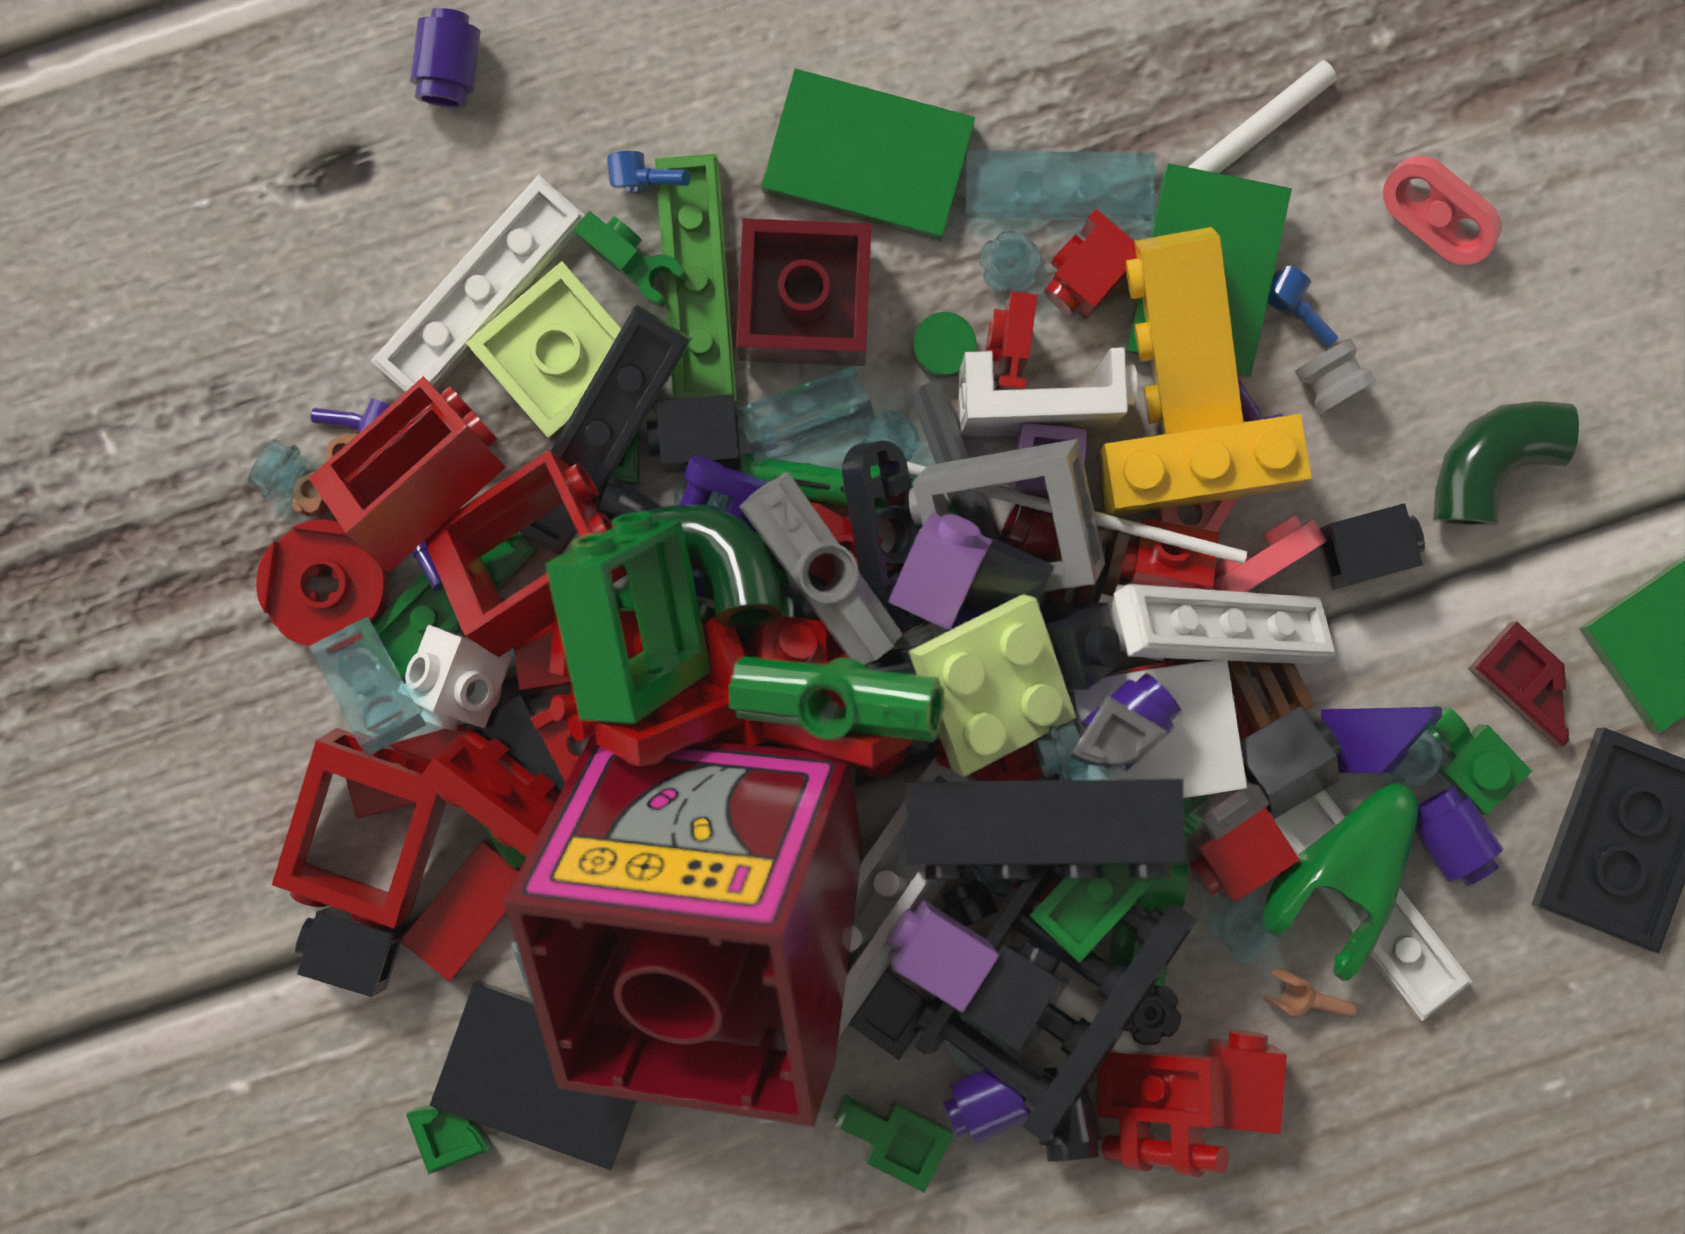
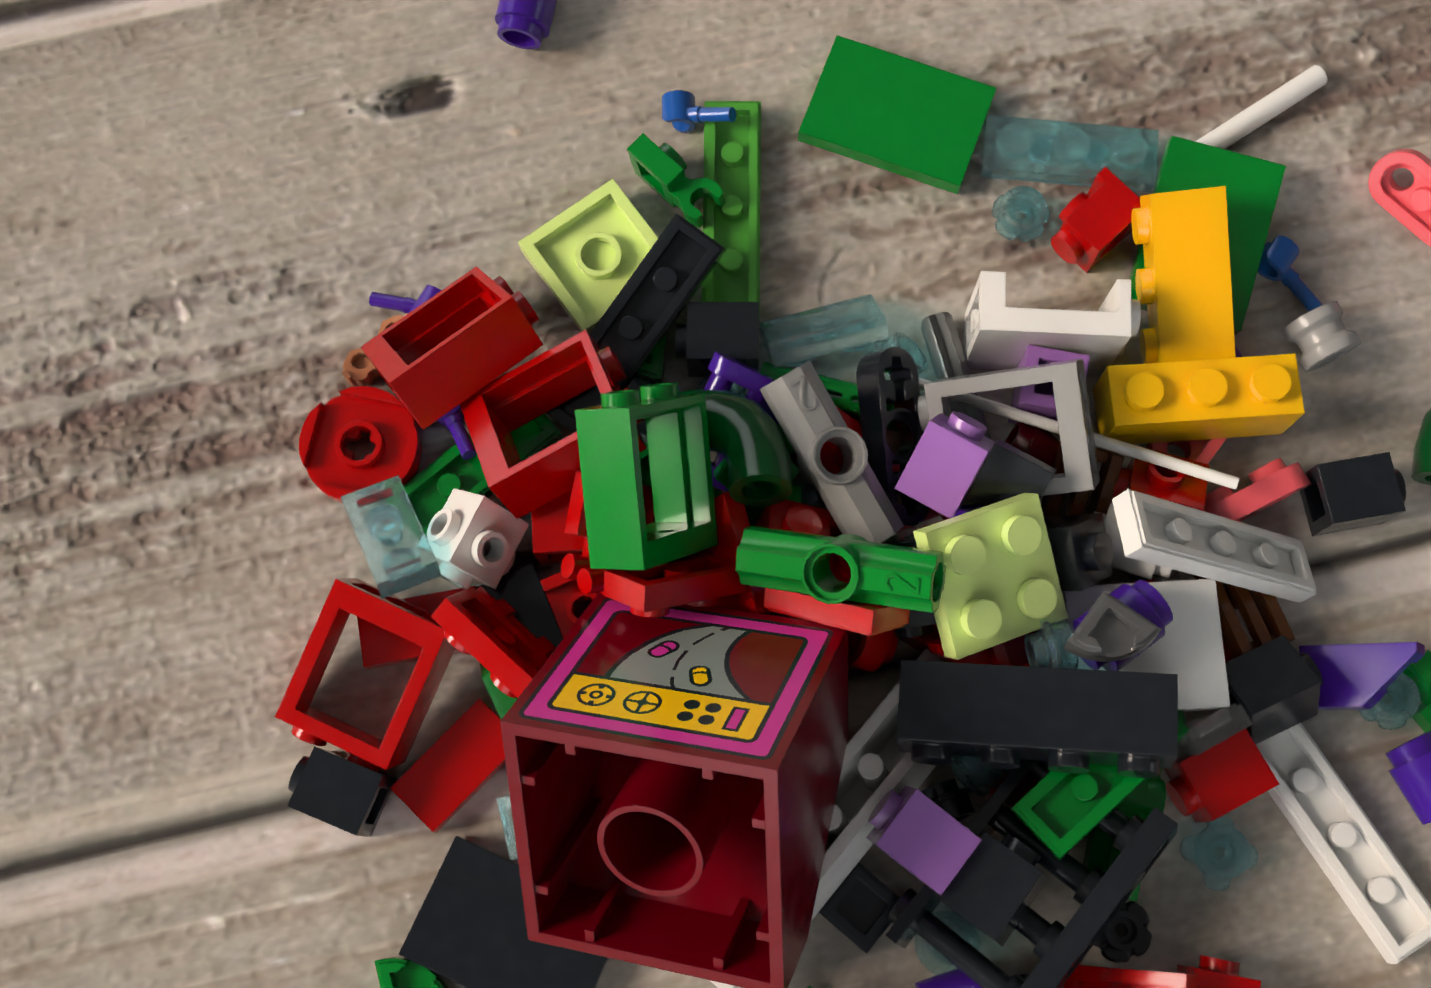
camera: 10 degrees right, 10 degrees down
(277, 469) = (332, 340): clear light blue plate -> none
(480, 286) = (539, 194): white tile -> none
(803, 292) = (832, 220): dark red brick -> none
(941, 344) = (952, 281): green tile -> none
(1010, 340) = (1025, 264): red plate -> none
(1301, 996) = (1272, 927): nougat hand -> none
(1358, 859) = (1341, 789): green animal -> none

